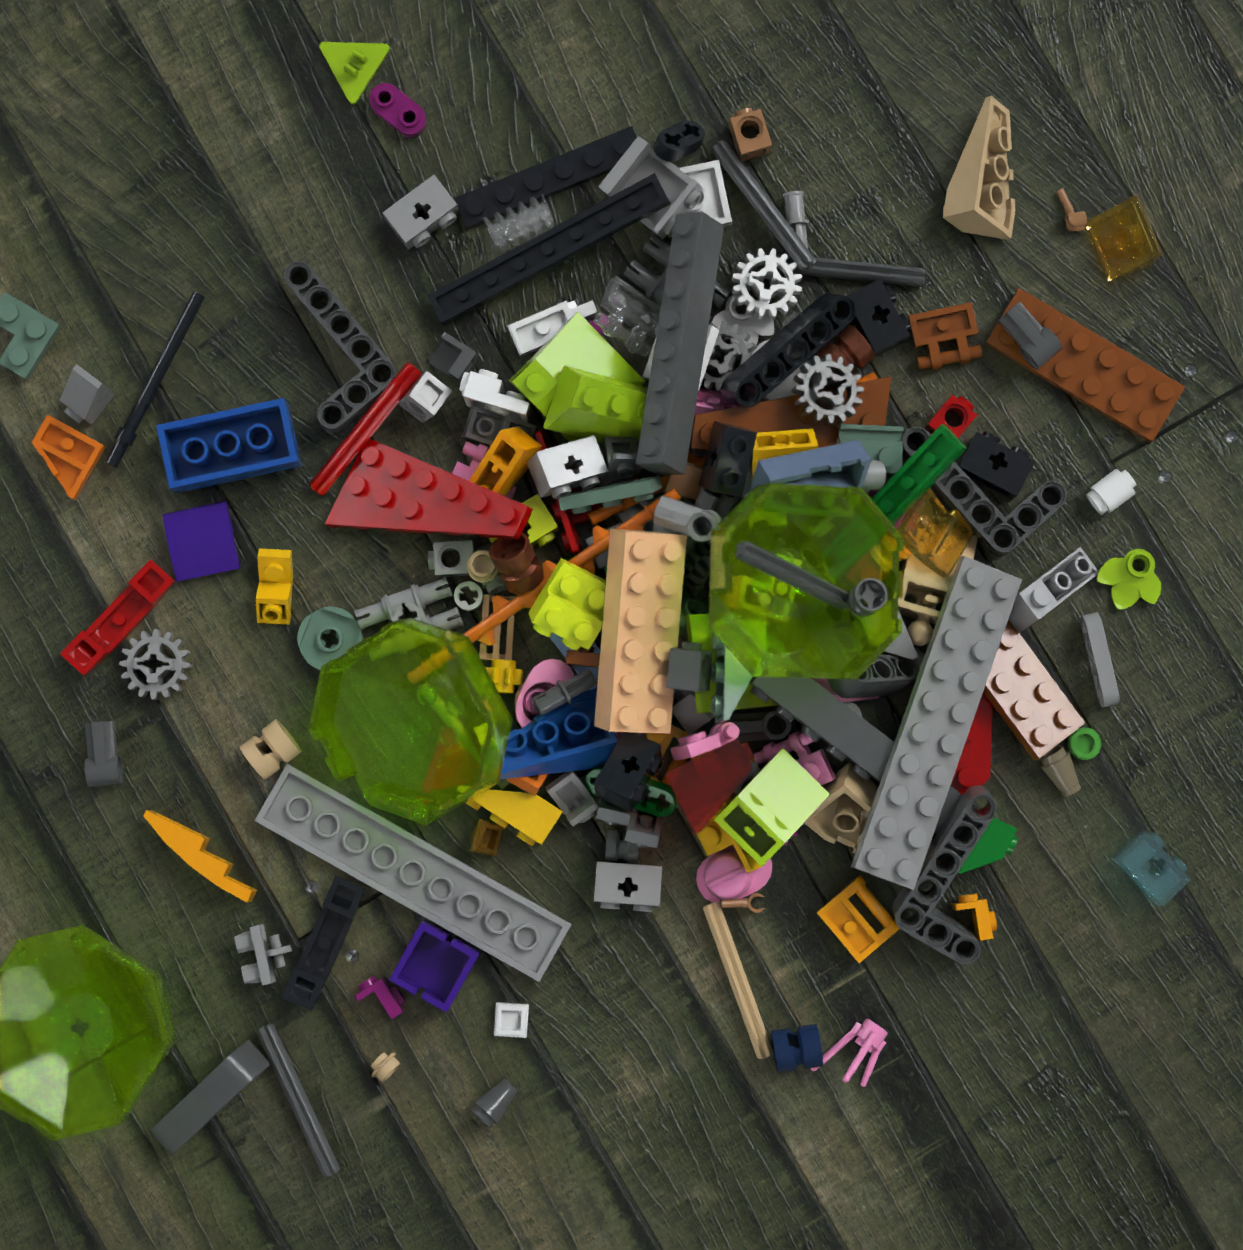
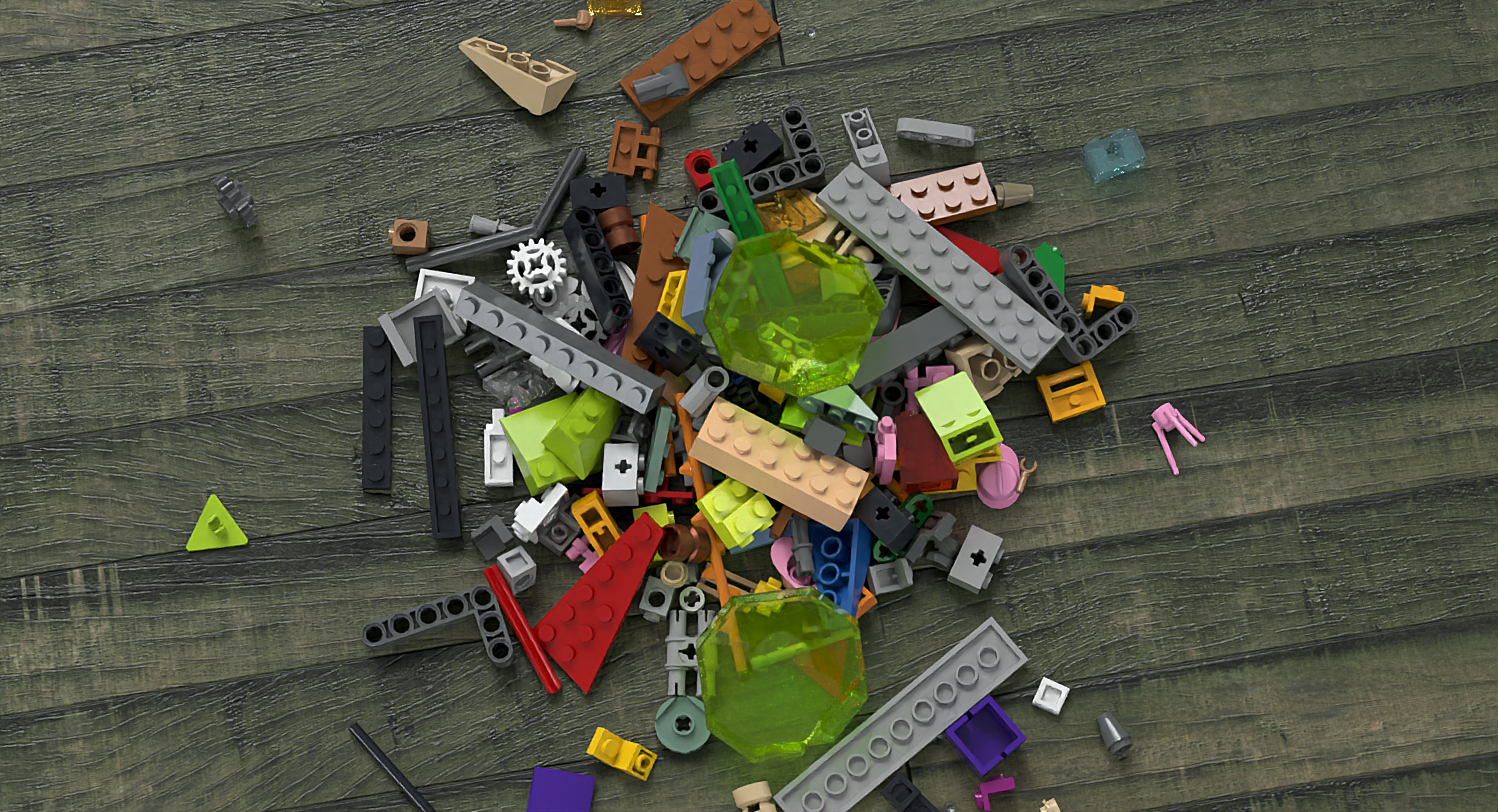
camera: 70 degrees left, 10 degrees down
(229, 445) = (491, 744): blue brick -> none
(396, 110) = (269, 507): magenta plate -> none
(429, 198) = (361, 534): light grey brick -> none
(486, 837) = (894, 659): pearl gold slope -> none
(519, 224) = (405, 443): clear piece -> none
(524, 811) = (887, 618): yellow slope -> none
(679, 140) = (392, 292): black beam -> none
(738, 980) = (1070, 503): tan axle -> none
(792, 574) = (785, 319): dark grey axle -> none
(797, 1048) = (1156, 475): dark blue wheel -> none
(830, 401) = (629, 250): gear -> none
(871, 592) = (819, 270): dark grey wheel -> none
(1084, 743) = (997, 169): bright green tile -> none
(1111, 491) = (807, 73): white brick -> none
(1128, 583) = (884, 89): lime plate -> none

